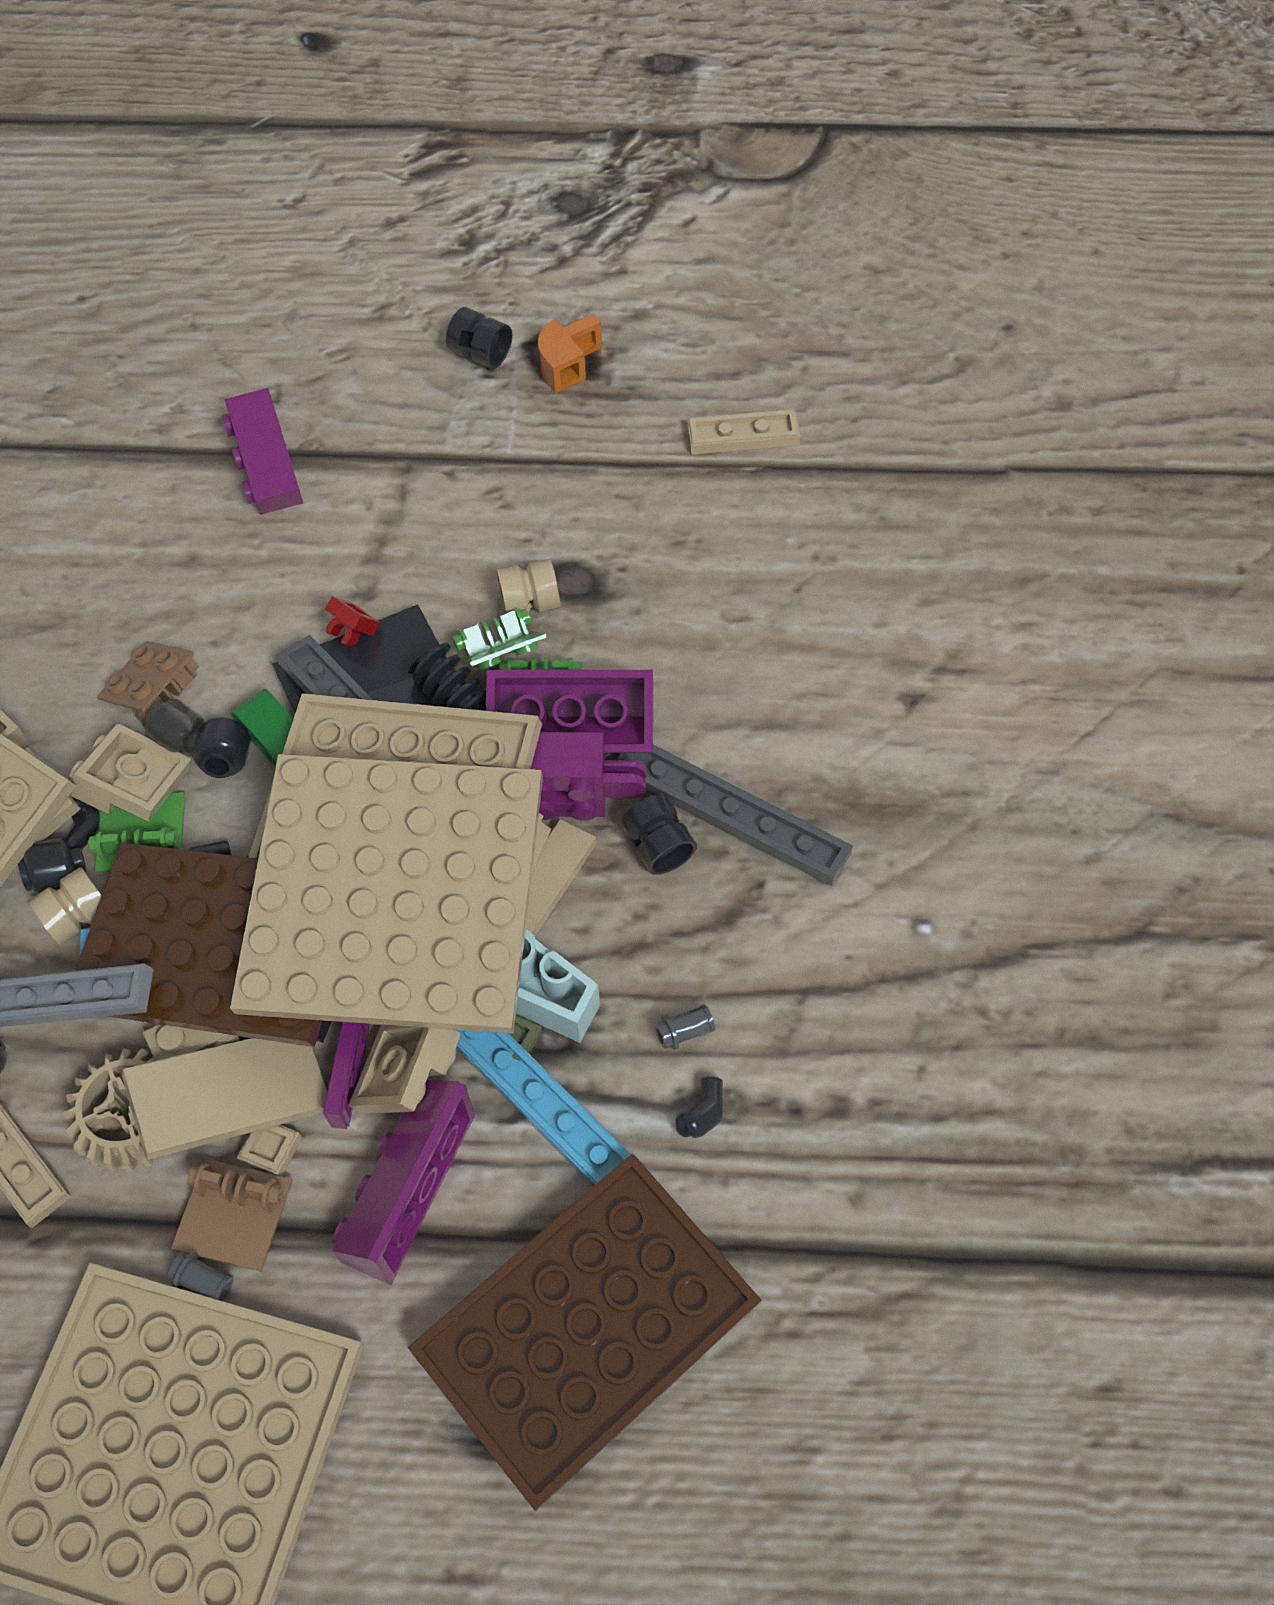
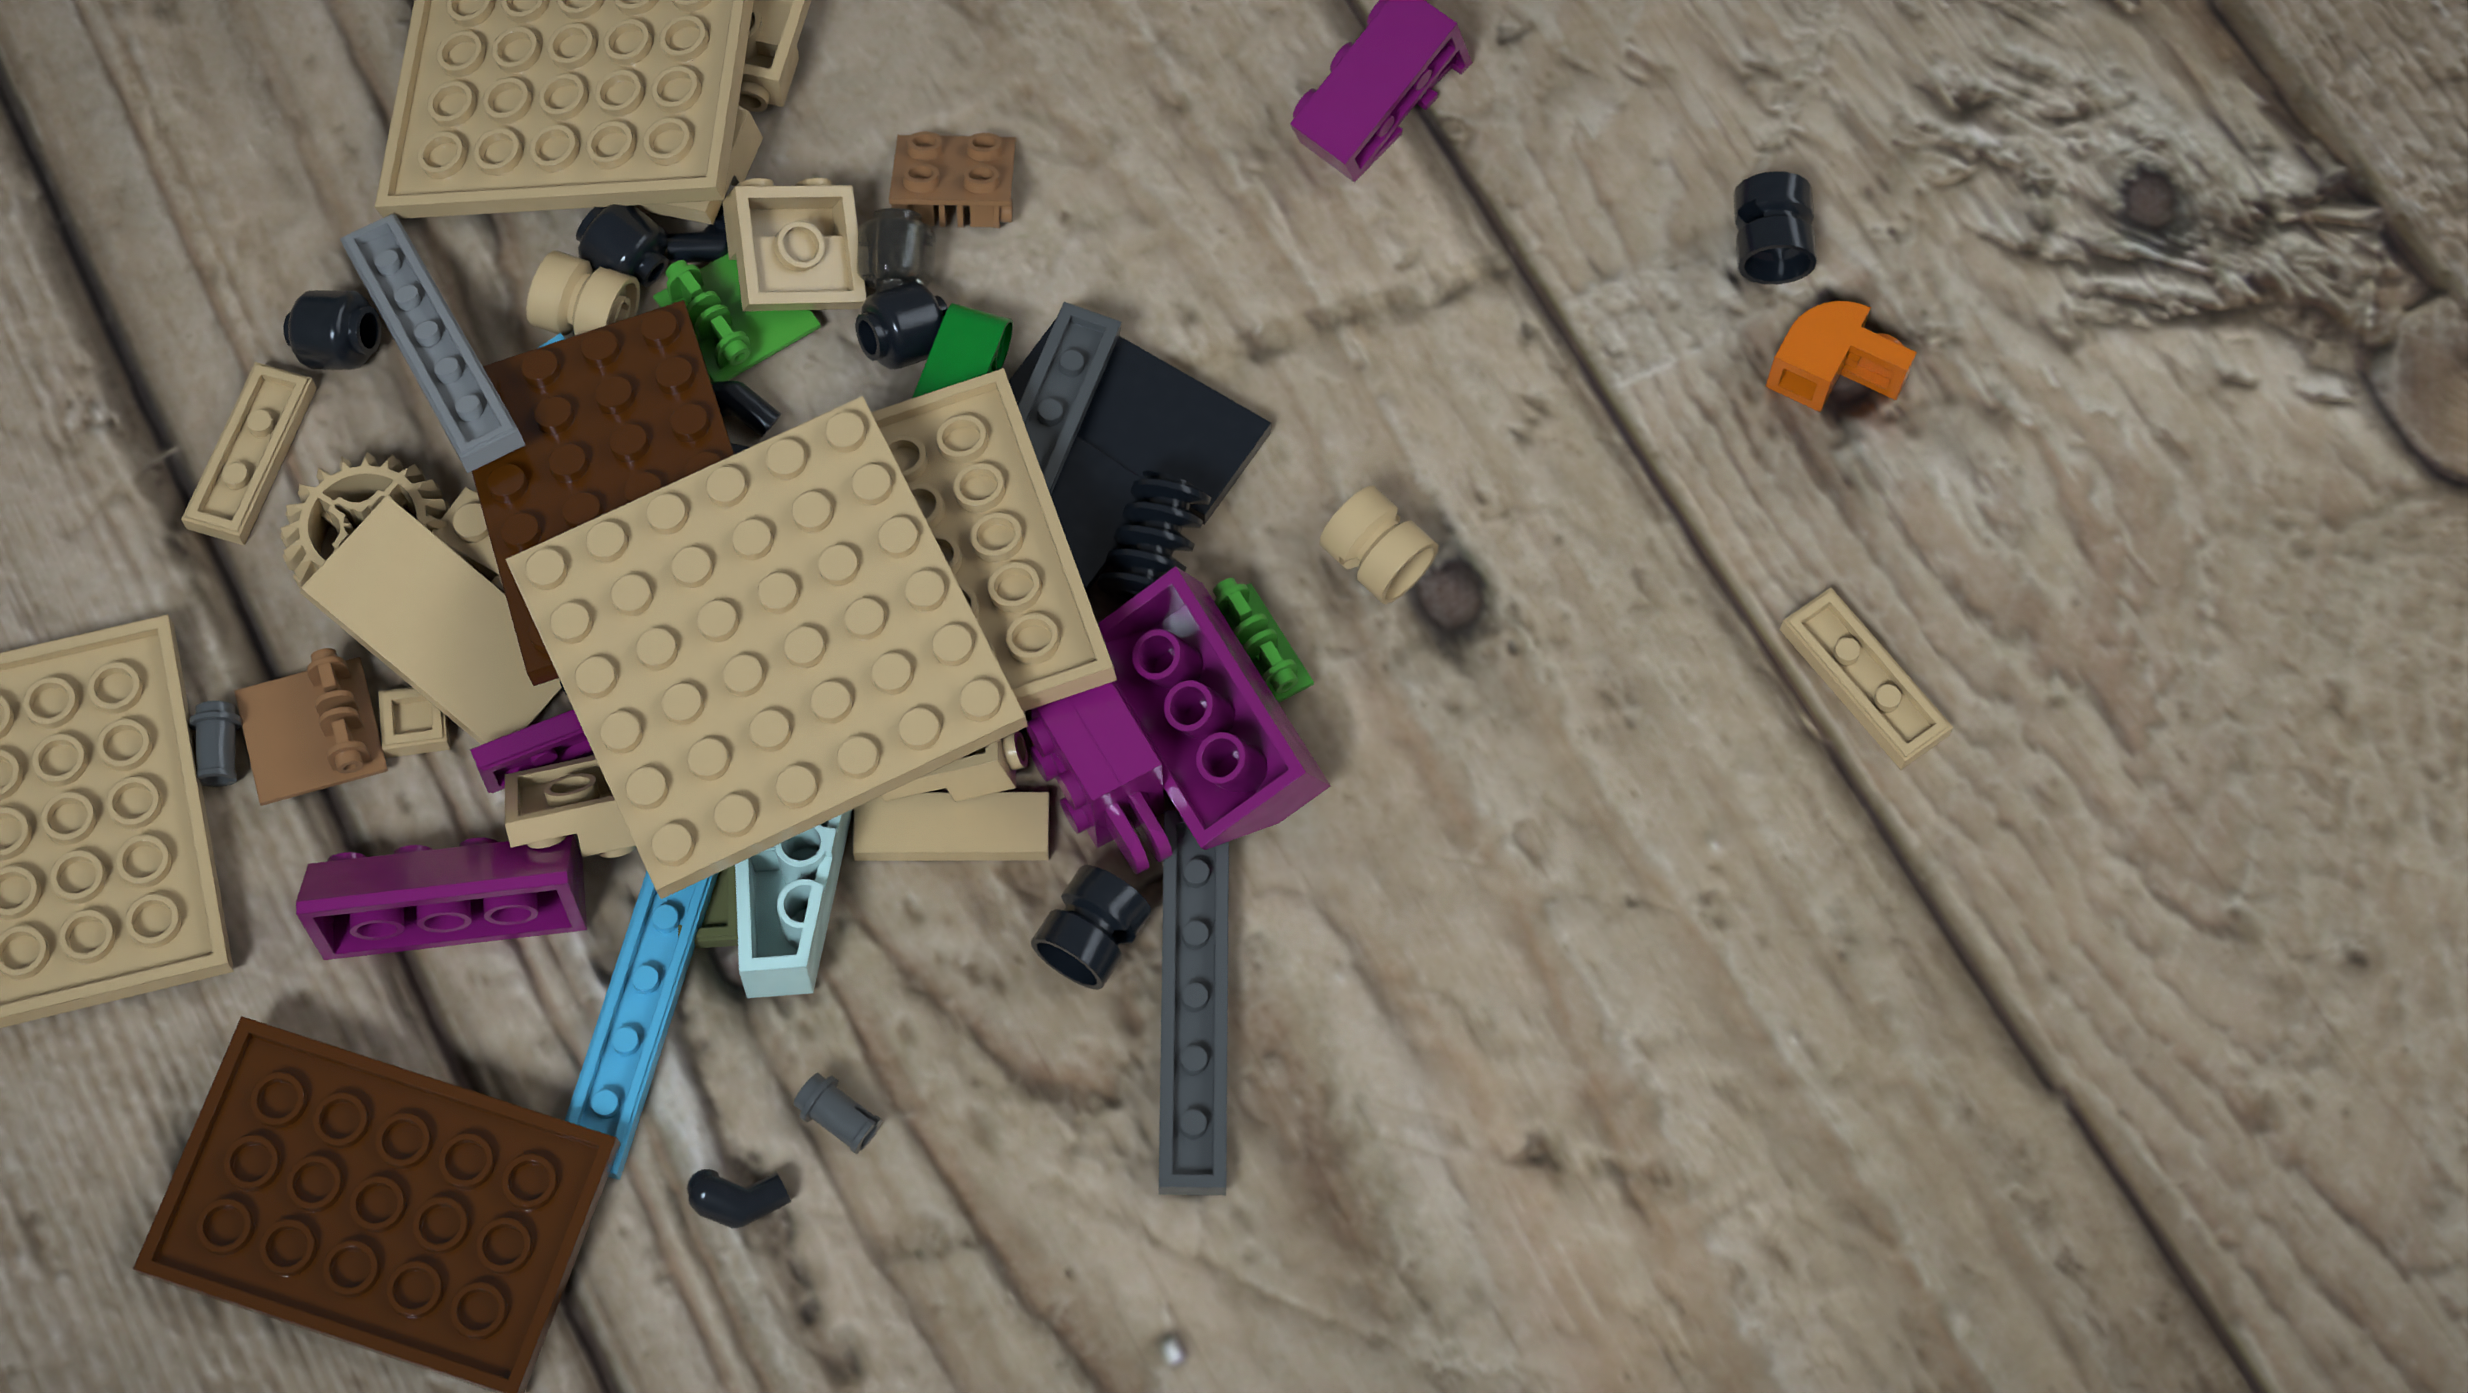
camera: 55 degrees right, 5 degrees up
(352, 618) = (1182, 355): red tile -> none
(517, 639) = (1246, 555): bright green hinge -> none

